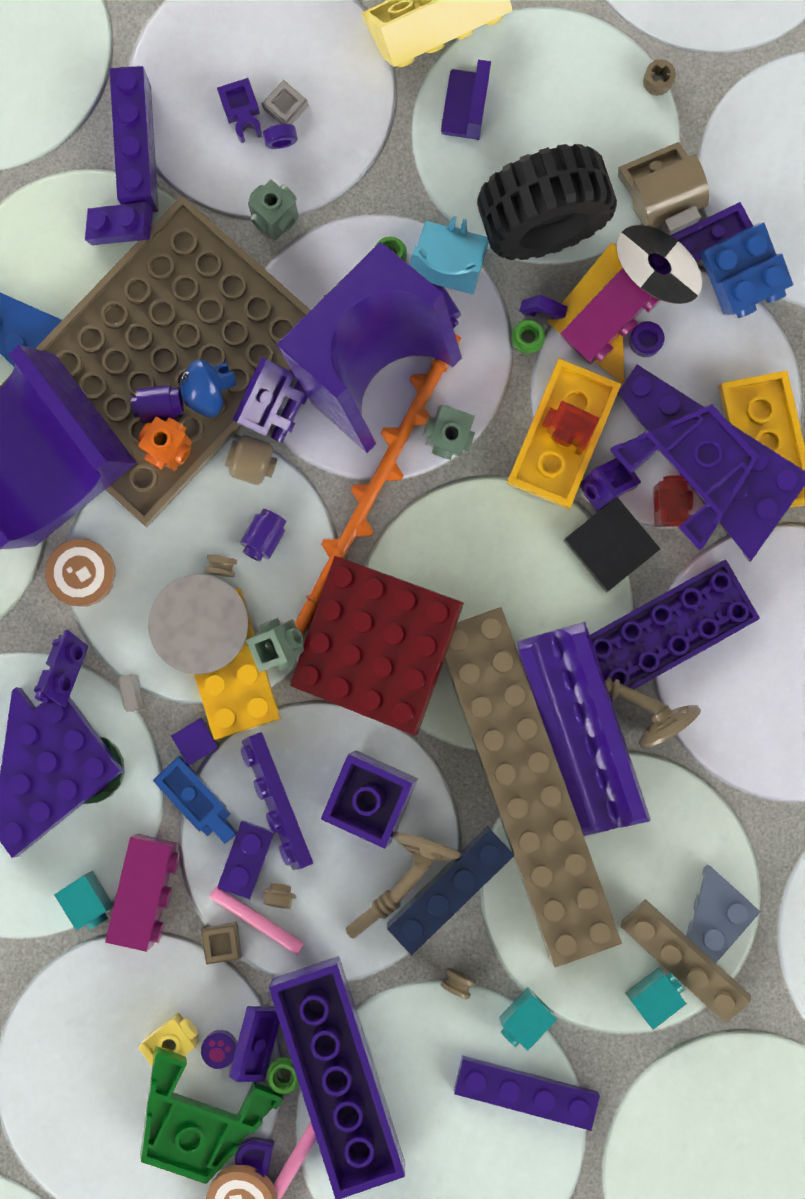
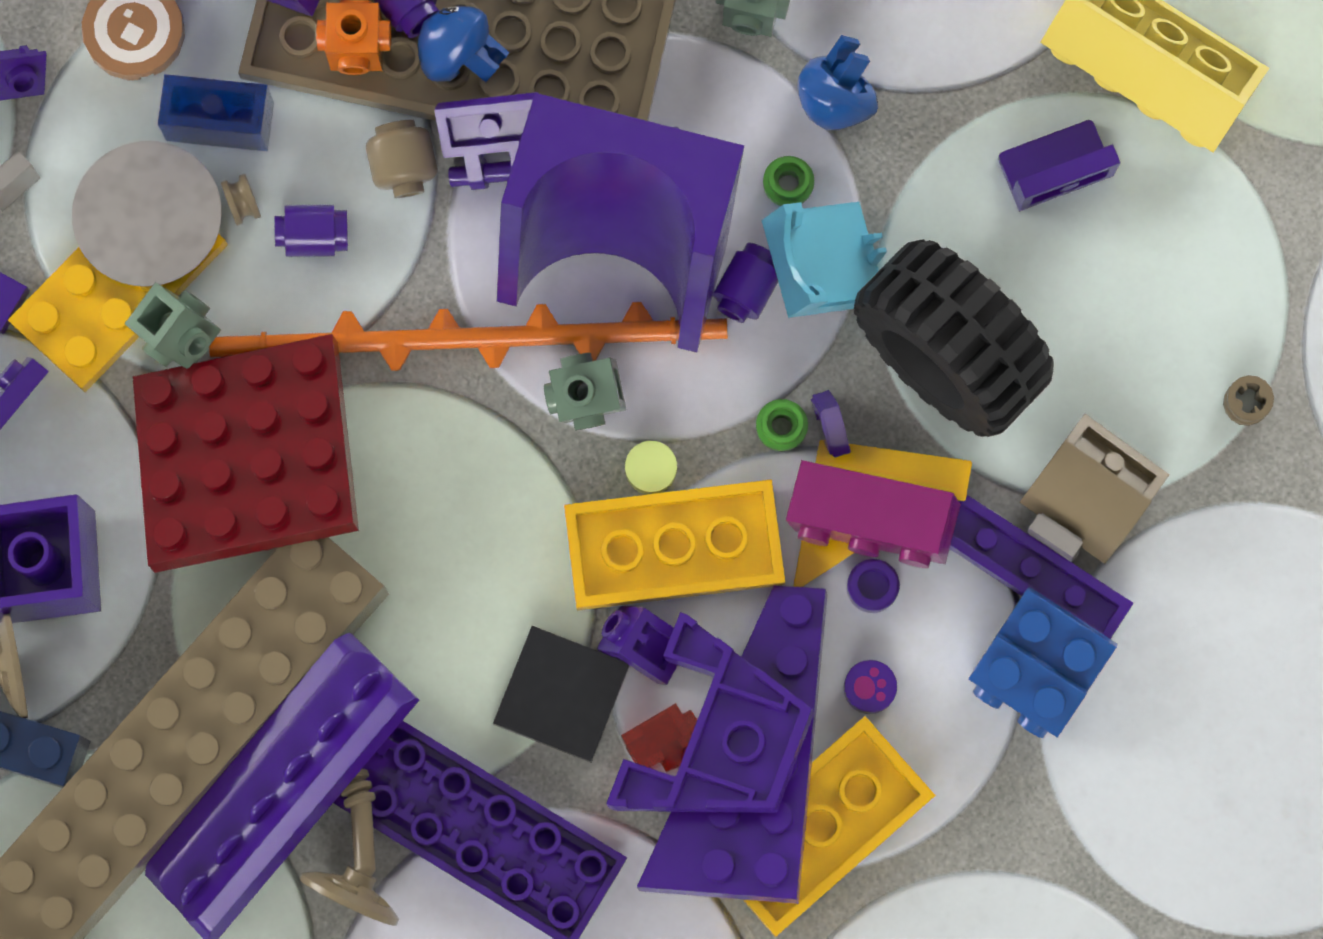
camera: 60 degrees right, 5 degrees down
(161, 550) = (216, 112): none -> clear blue brick
(353, 194) = (834, 90): none -> blue piece
(510, 422) = (651, 467): none -> yellowish green tile
(570, 426) = (679, 542): clear red brick -> none
(678, 286) = (943, 497): sticker -> none
(703, 372) = (870, 687): none -> dark purple tile

